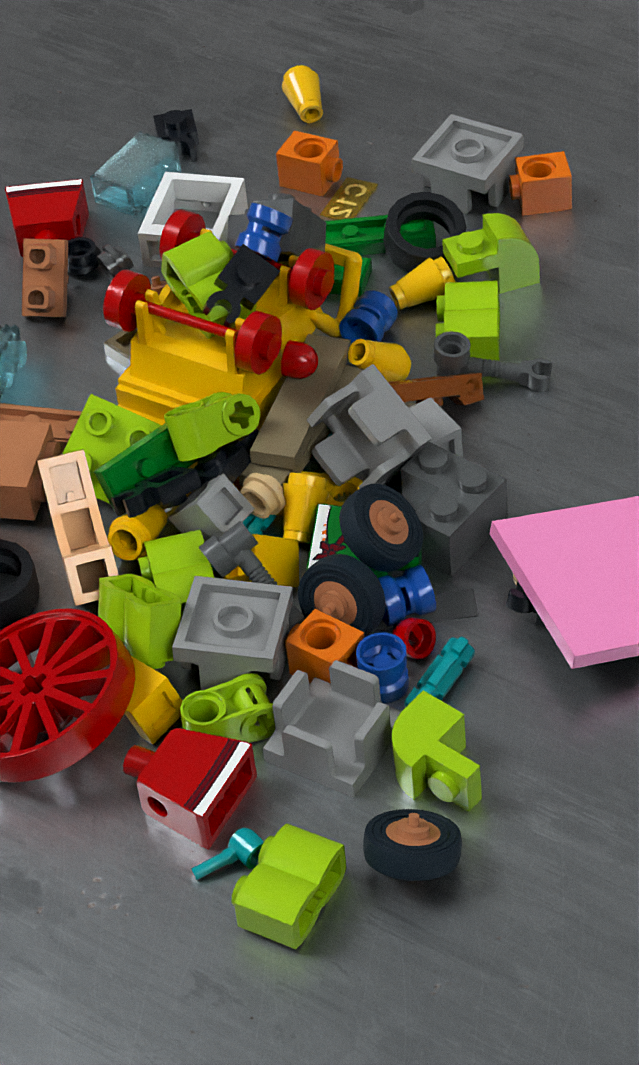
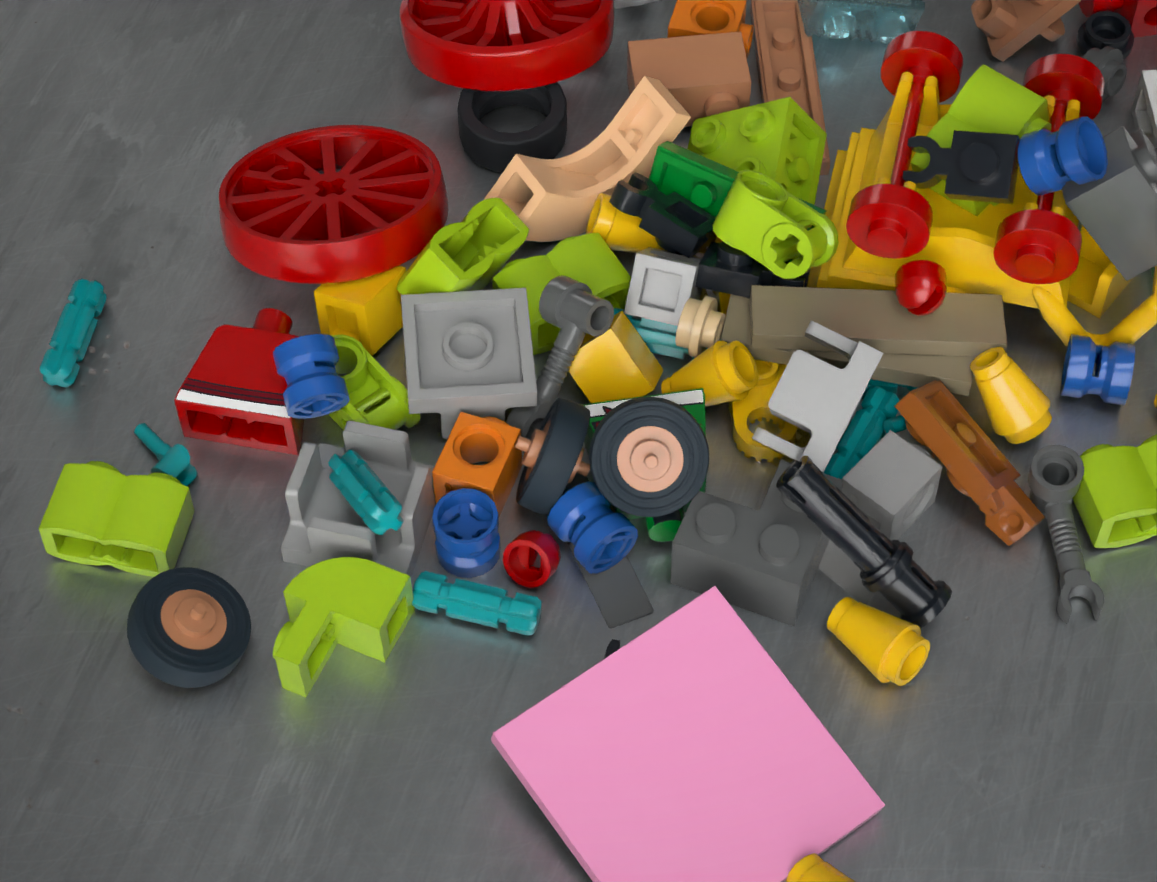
camera: 70 degrees right, 10 degrees up
(76, 907) = (73, 333): none -> teal axle
(232, 712) = (311, 376): none -> blue wheel
(341, 703) = (365, 492): none -> teal axle
(495, 442) = (883, 563): none -> black pin
(542, 468) = (880, 641): none -> yellow cone

